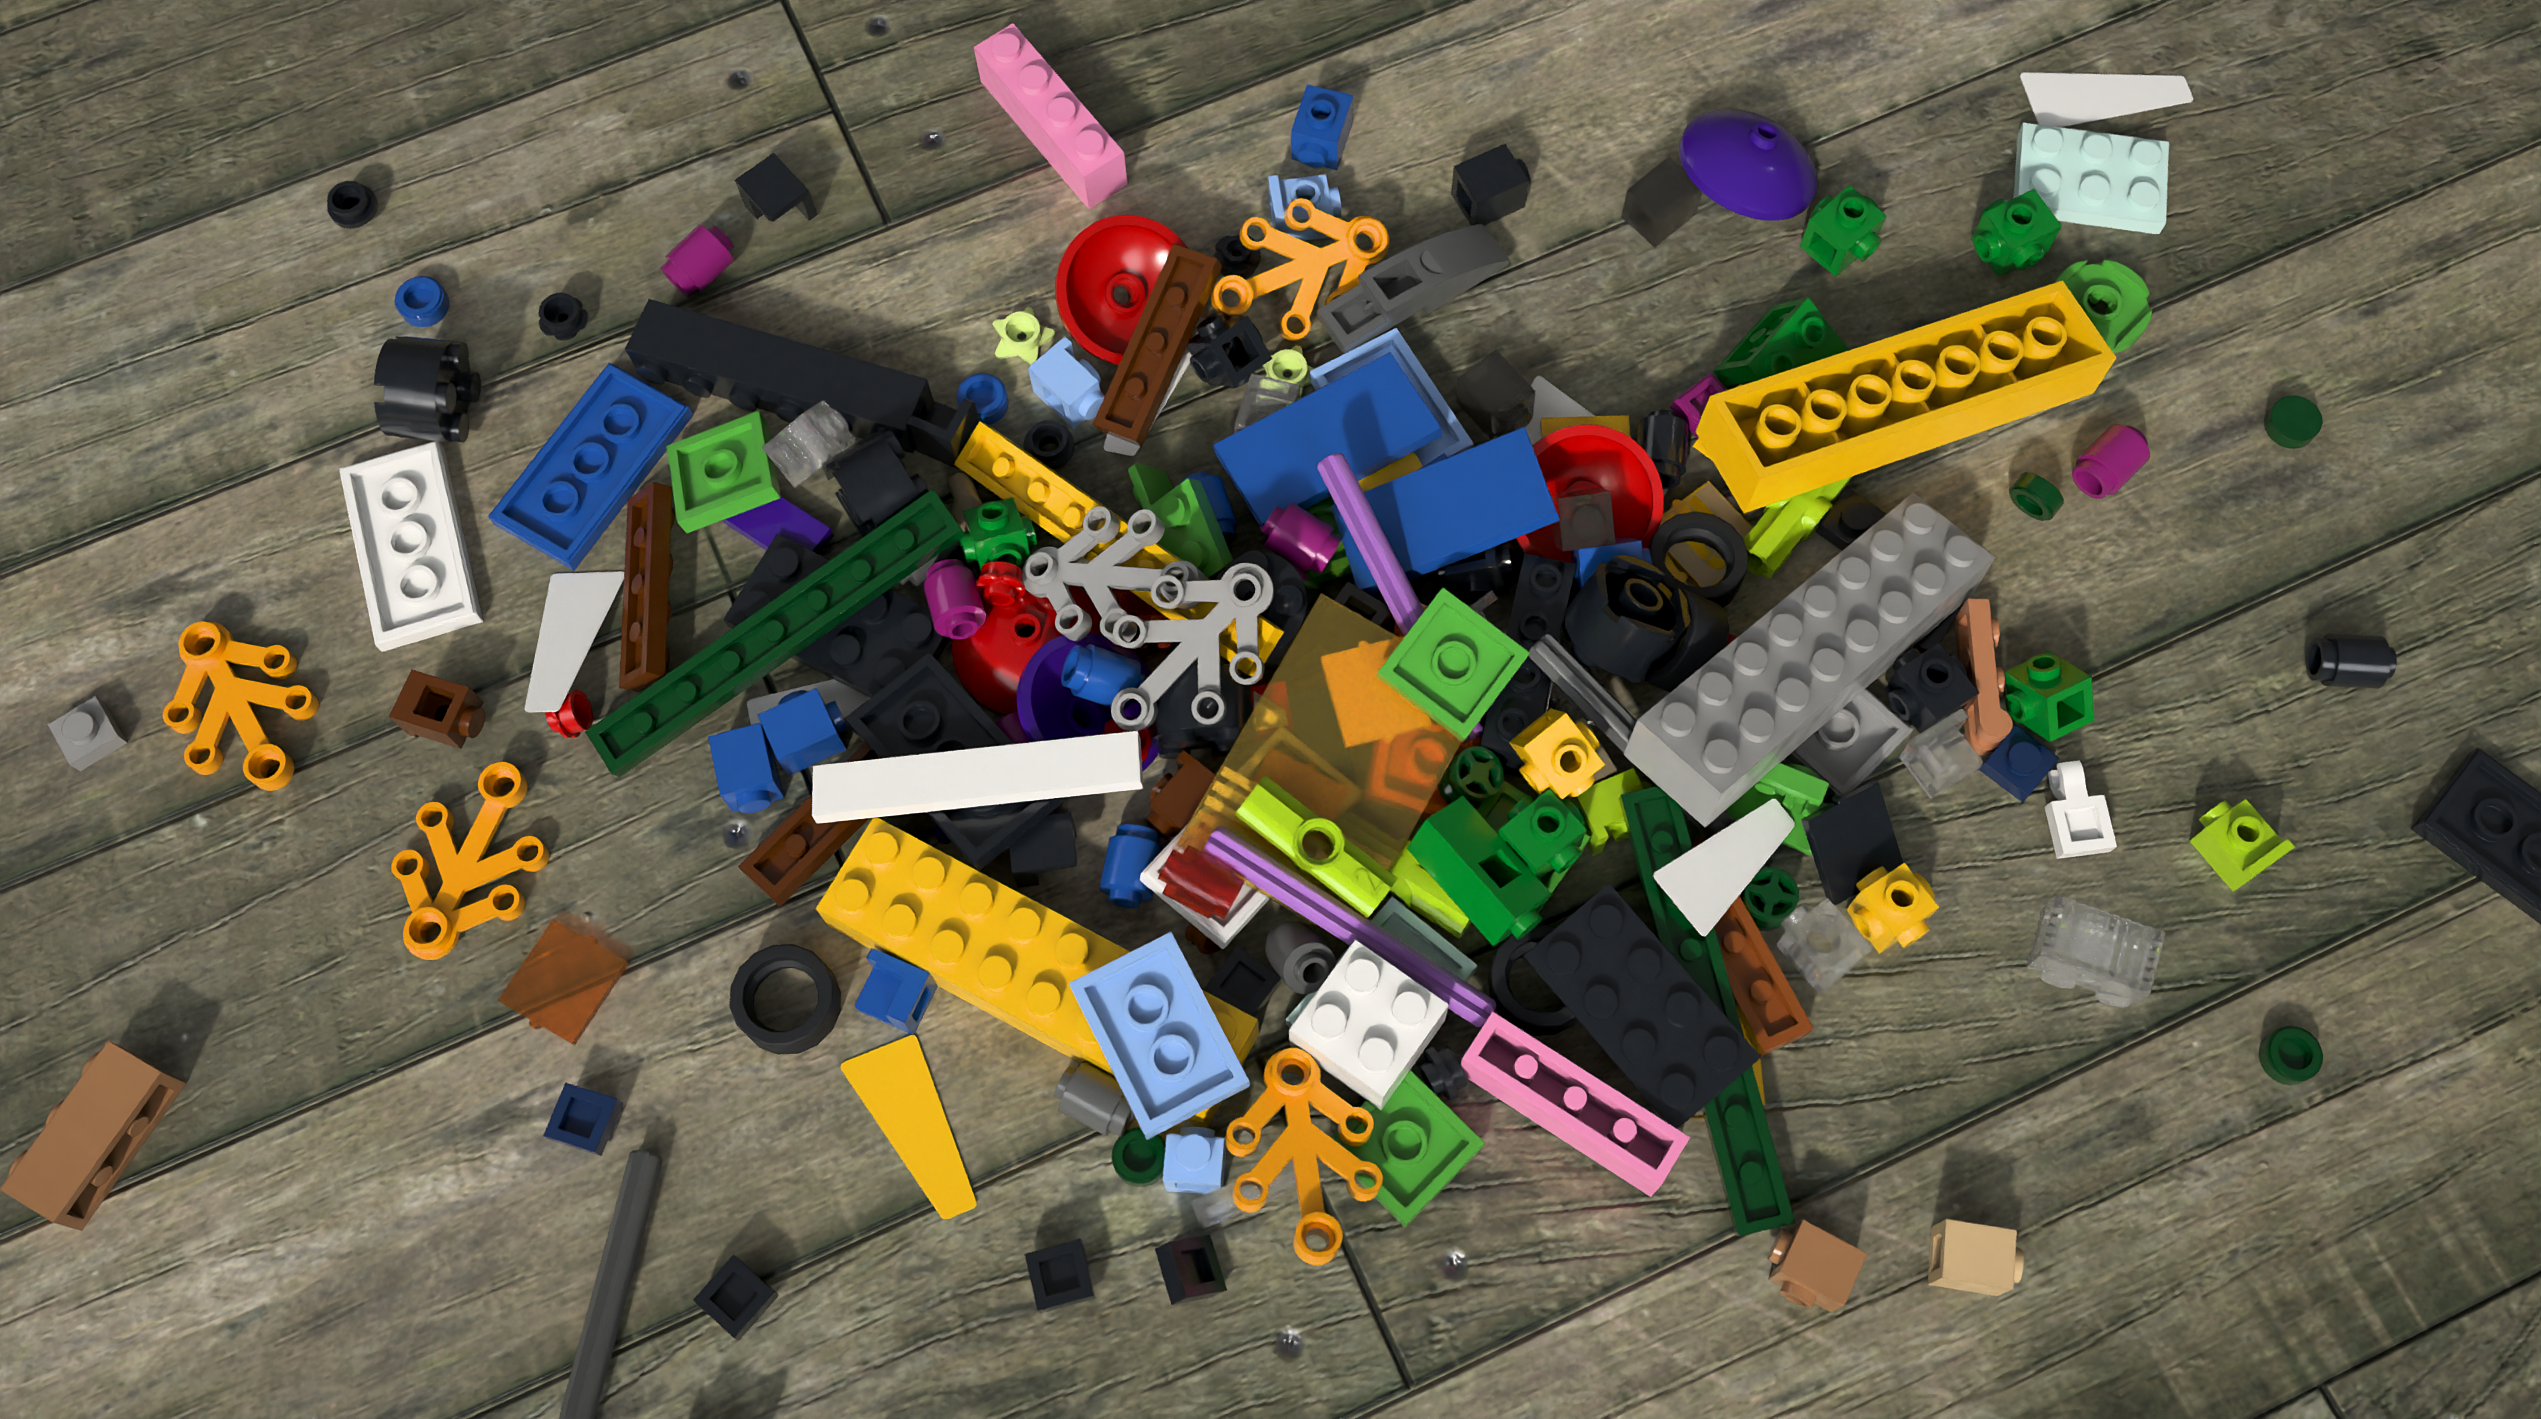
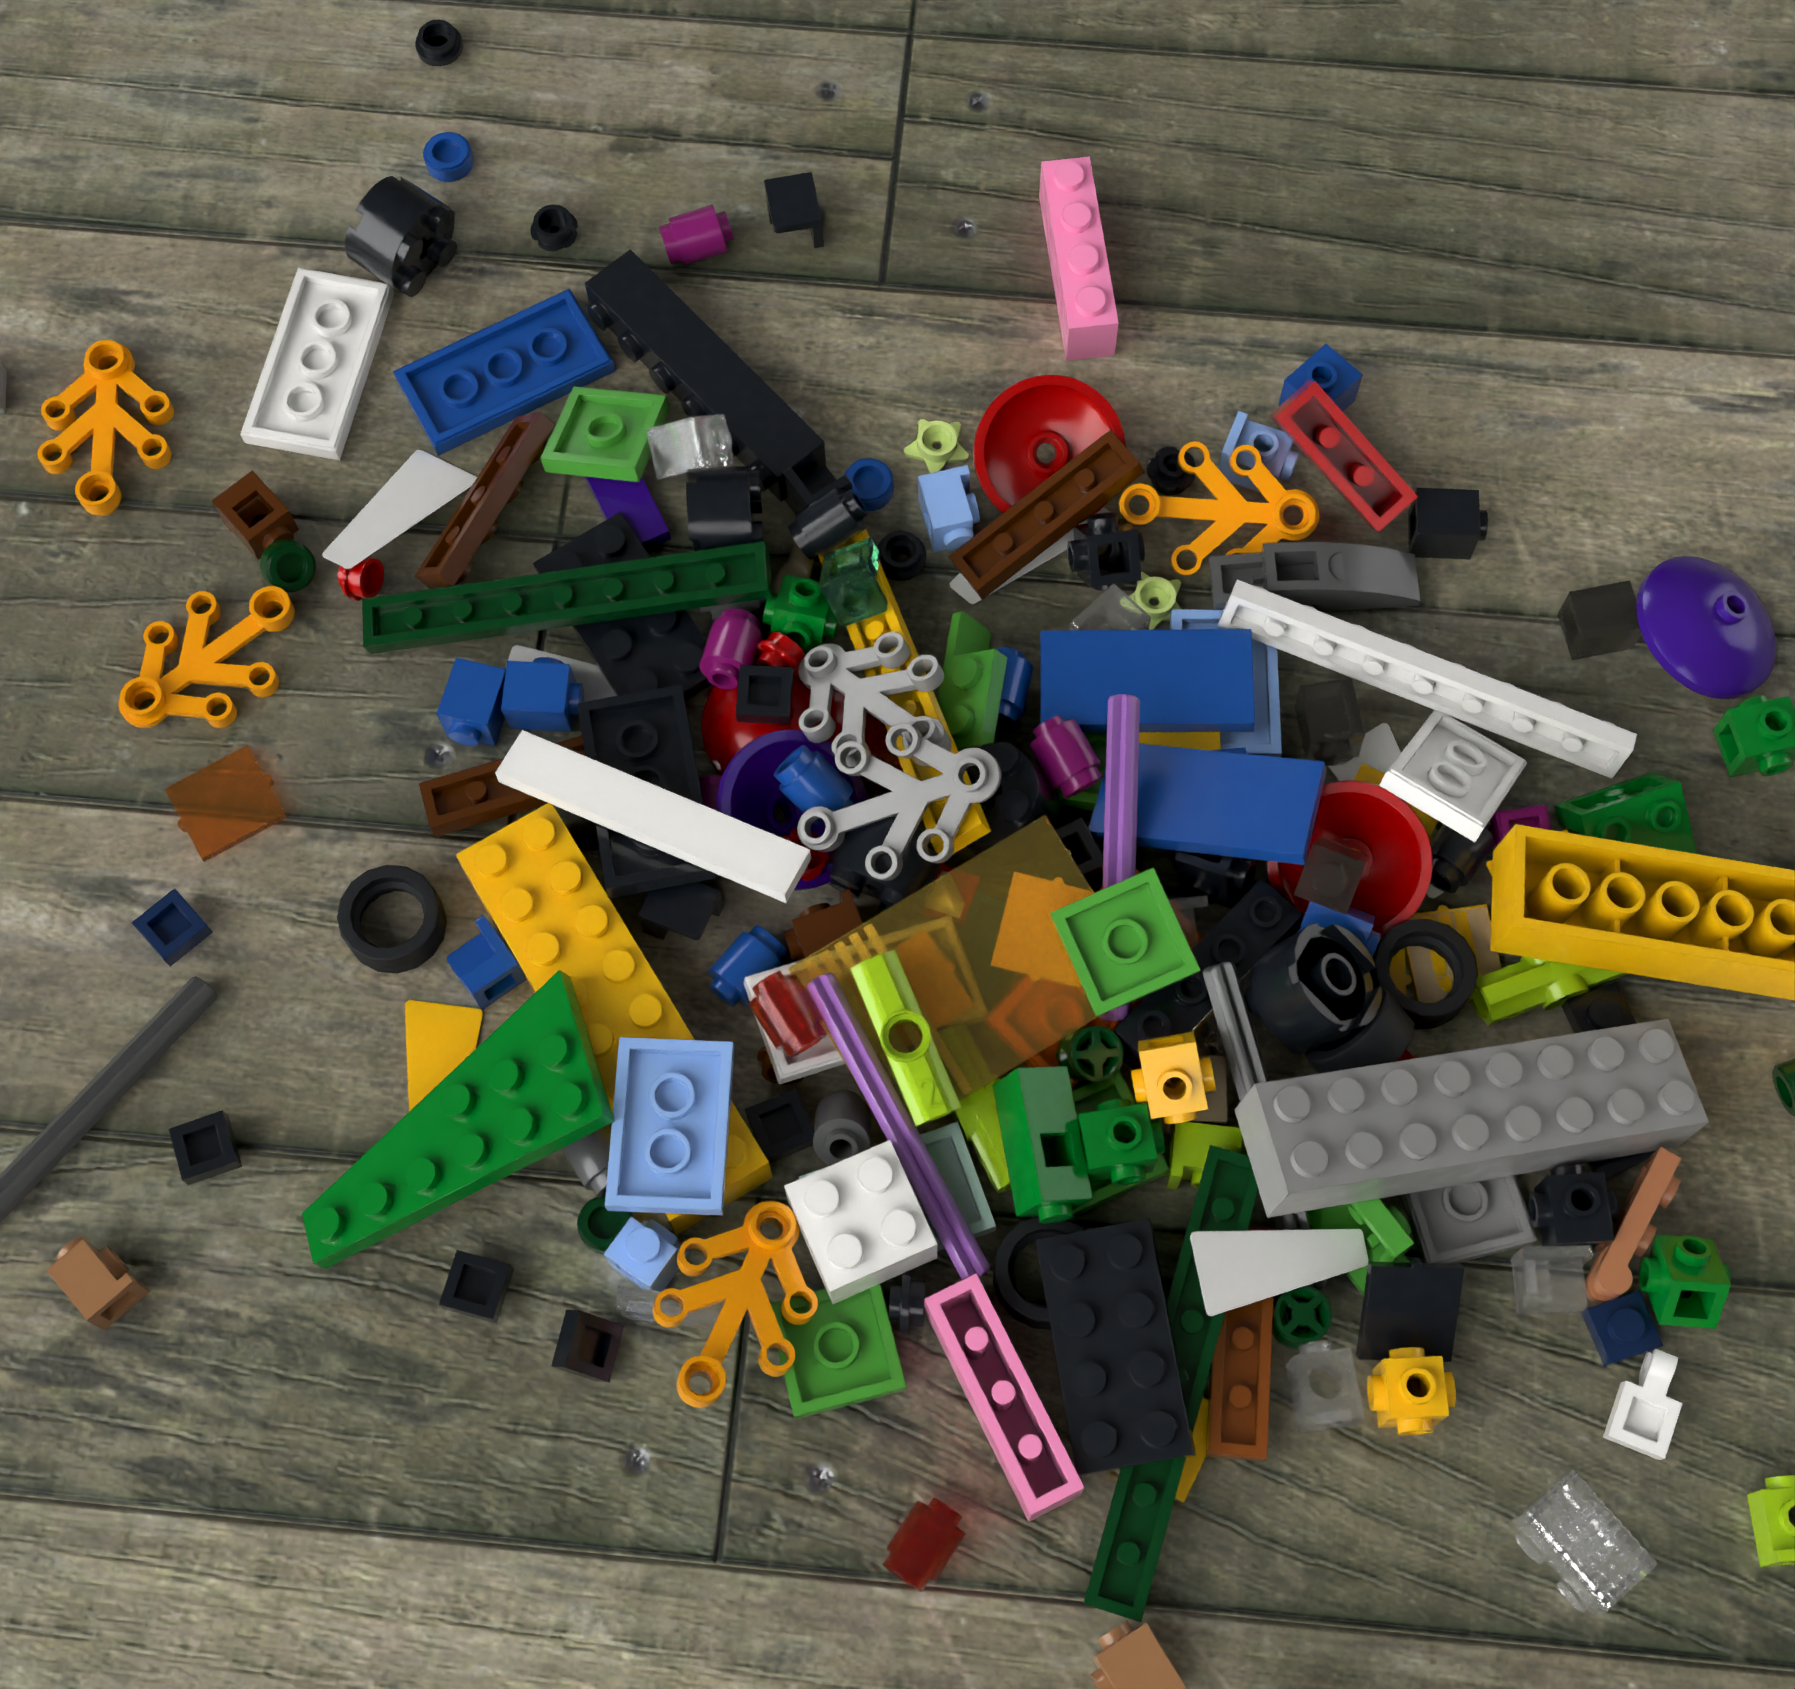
camera: 30 degrees right, 0 degrees up
(494, 738) = (287, 565): none -> dark green tile
(975, 446) = (828, 522): none -> black brick
(991, 1116) = (494, 1114): none -> green wing
(1011, 621) = (764, 694): none -> black plate
(1030, 485) = (851, 582): none -> clear green bracket
(1379, 169) = (1343, 455): none -> red brick
(1553, 320) = (1428, 679): none -> white plate
(1579, 1265) = (924, 1543): none -> clear red brick
(1626, 385) = (1454, 774): none -> white tile

